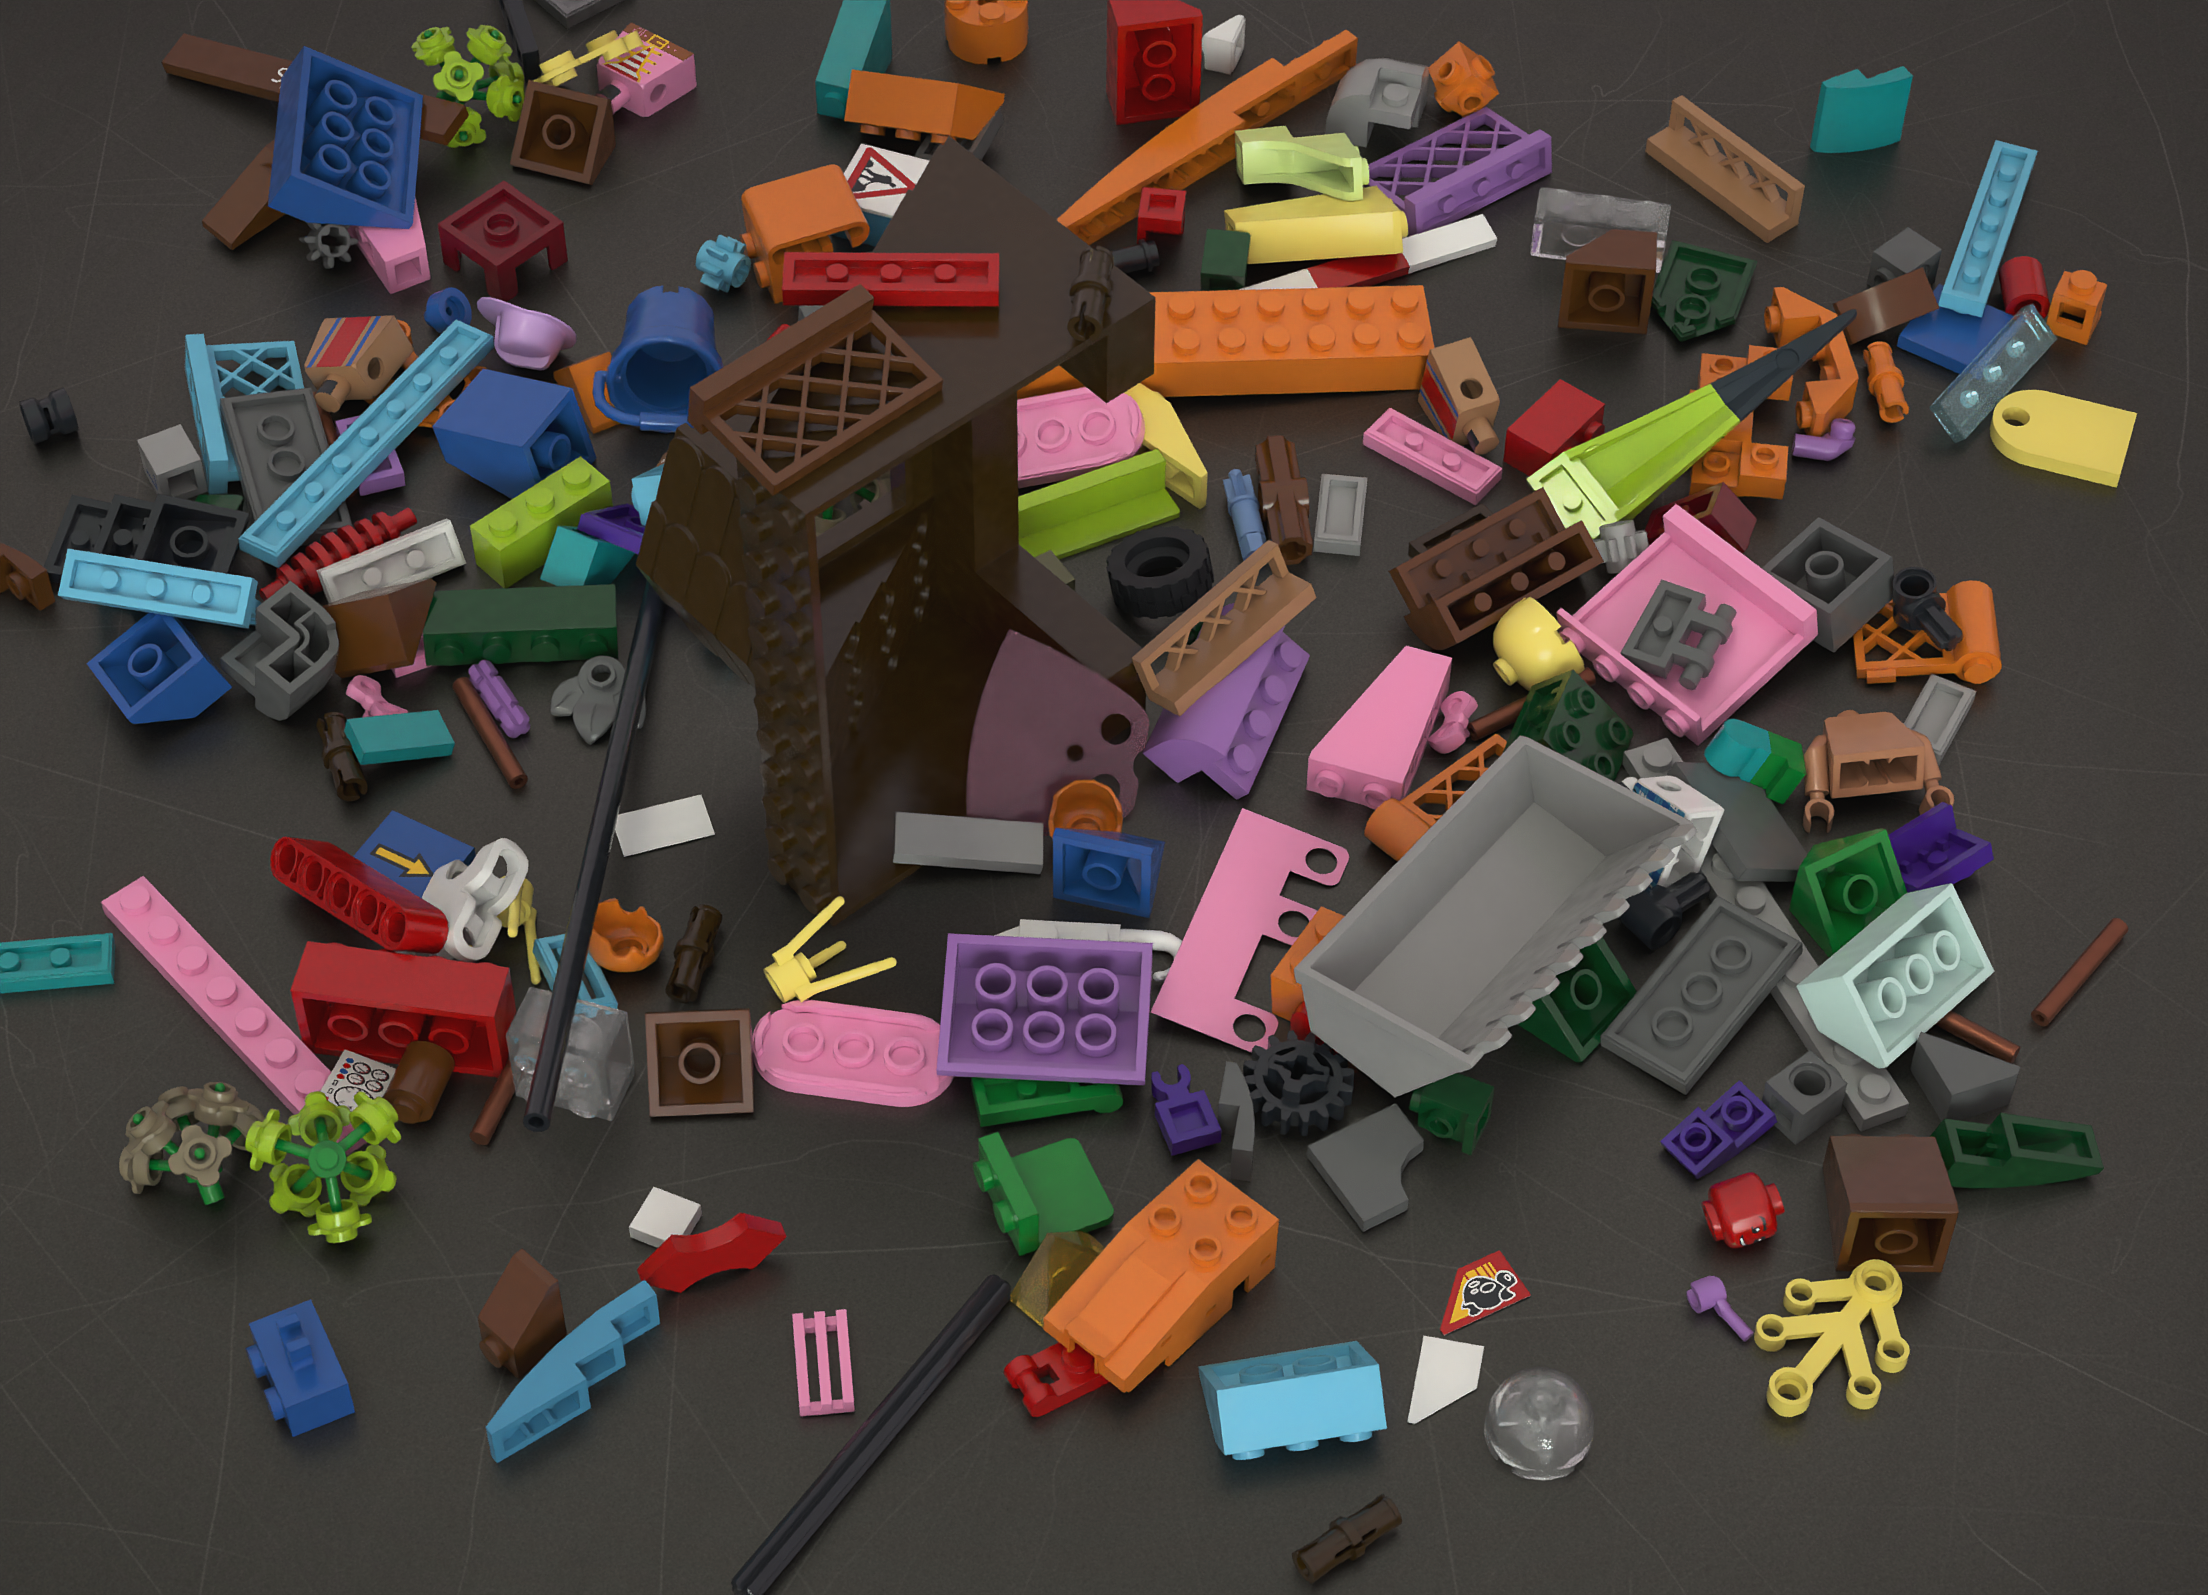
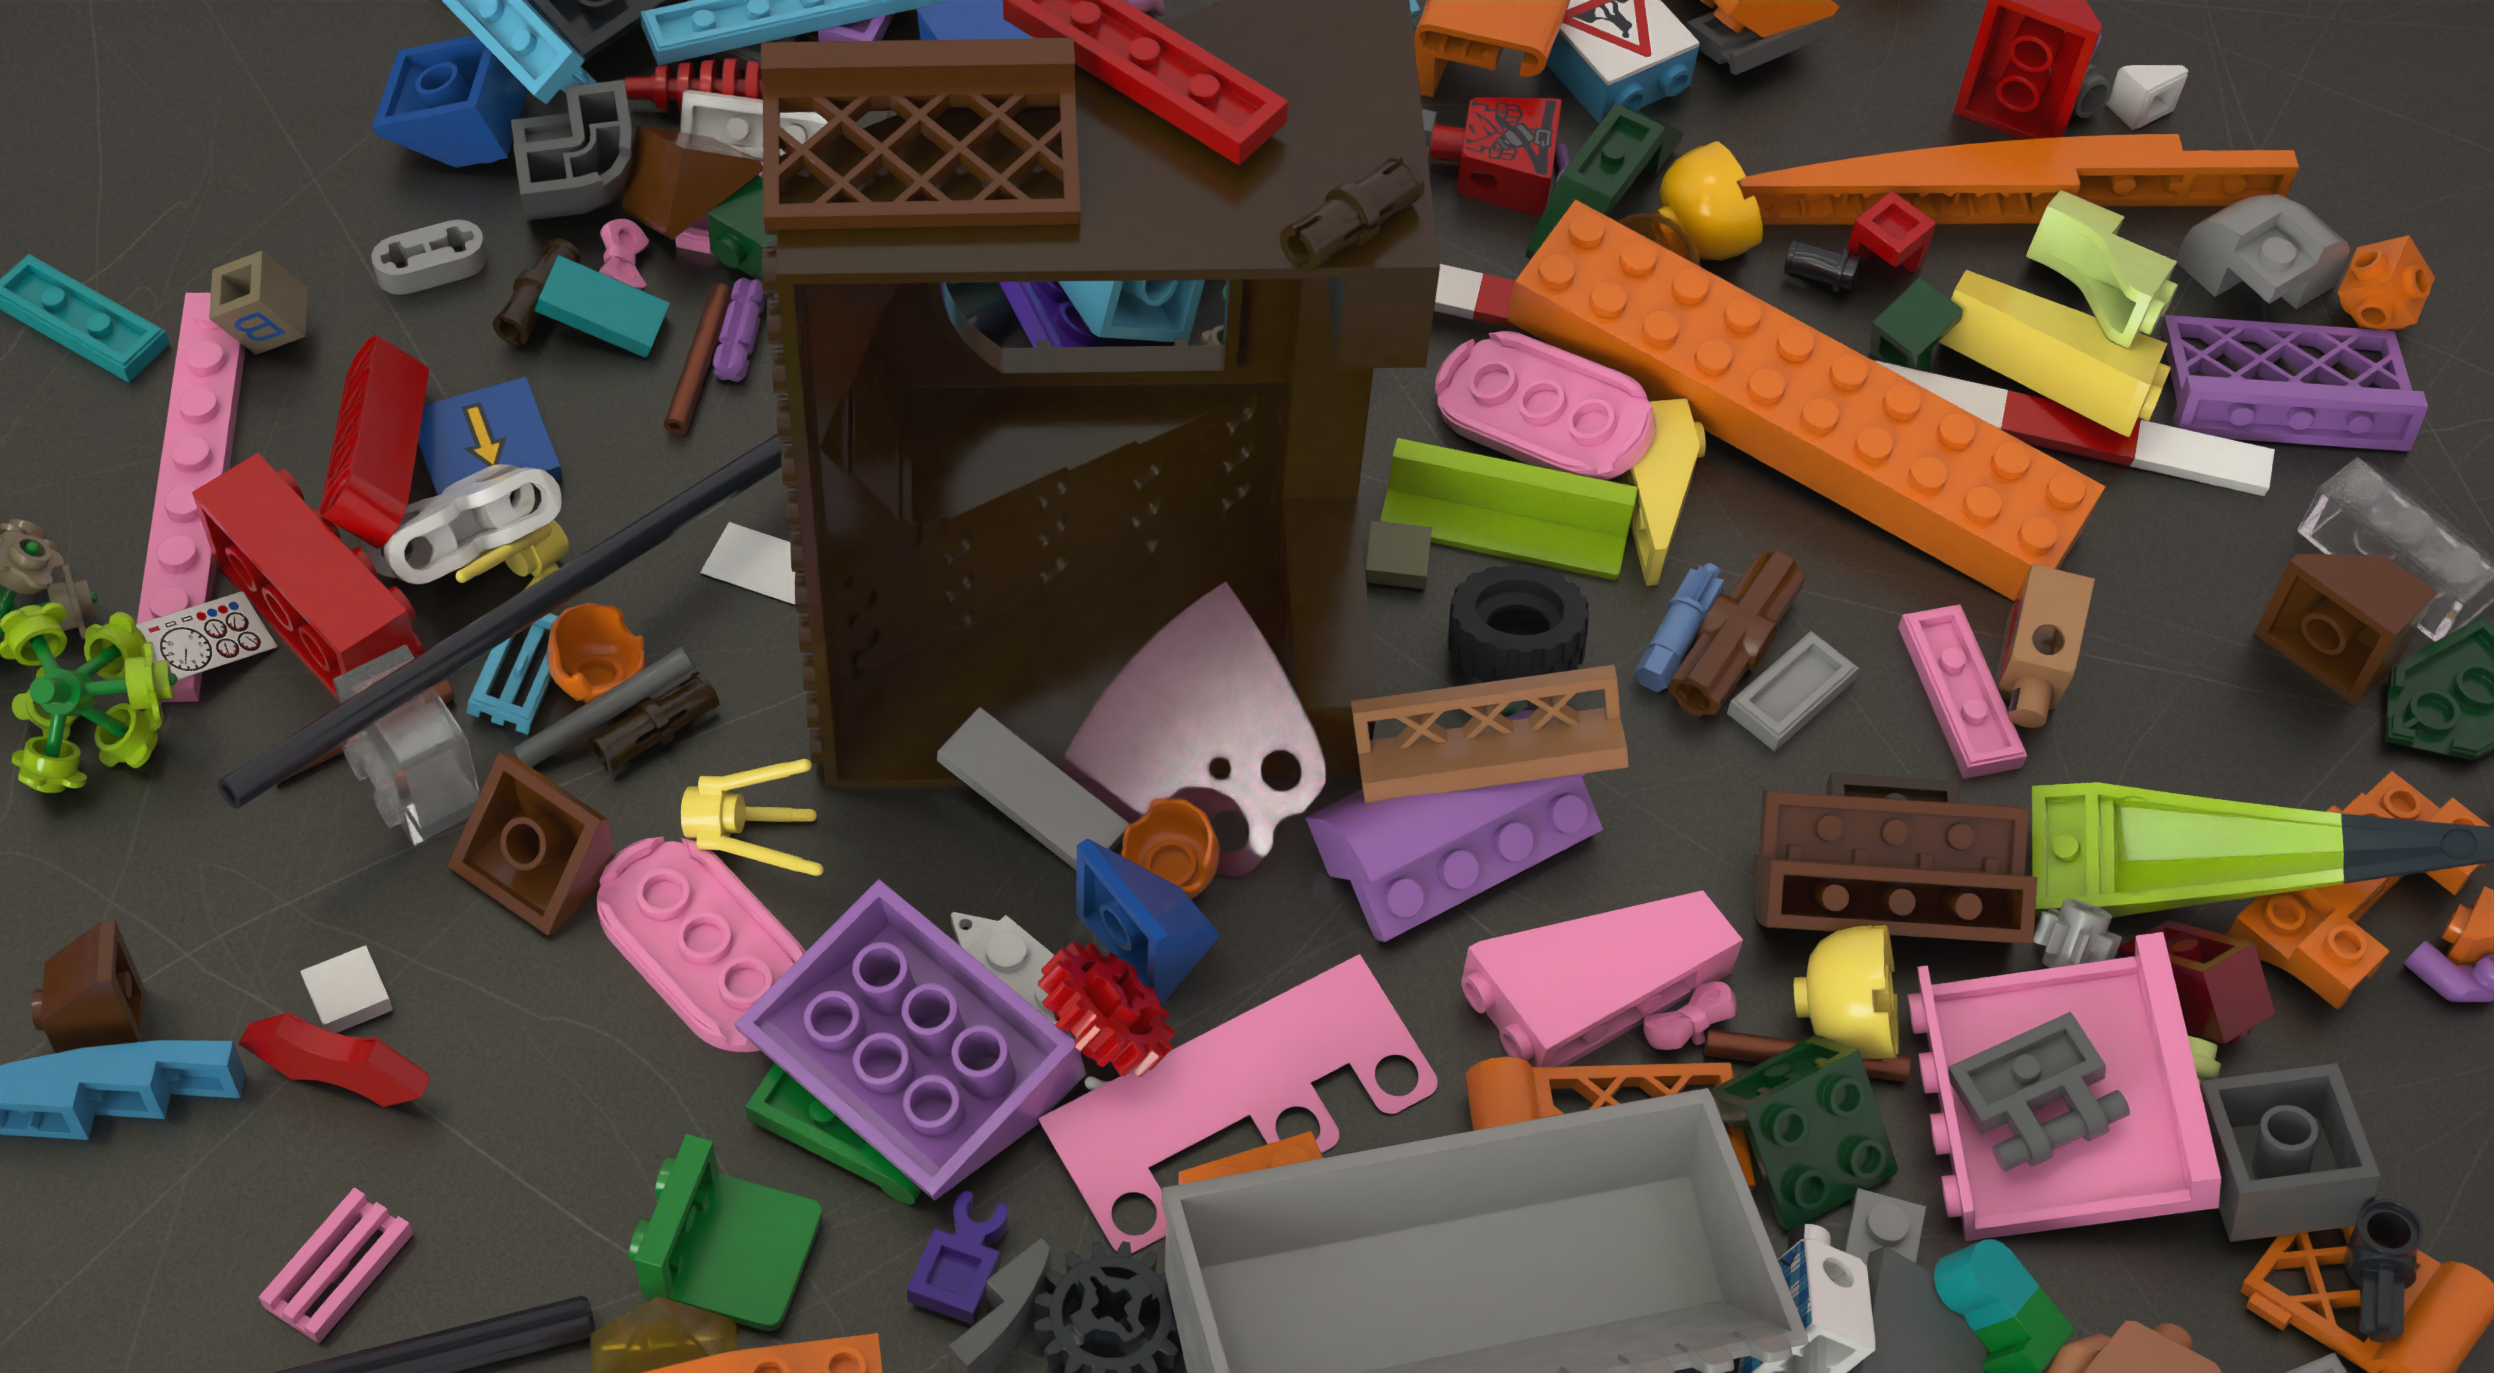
camera: 35 degrees right, 5 degrees up
(171, 871) = (258, 302): none -> dark tan brick
(236, 778) = (429, 257): none -> light grey beam
(419, 1081) = (263, 674): reddish brown brick -> none
(661, 959) = (604, 707): none -> dark grey bar
(1143, 918) = (1106, 1009): none -> red gear
(1551, 426) = (2127, 745): red brick -> none

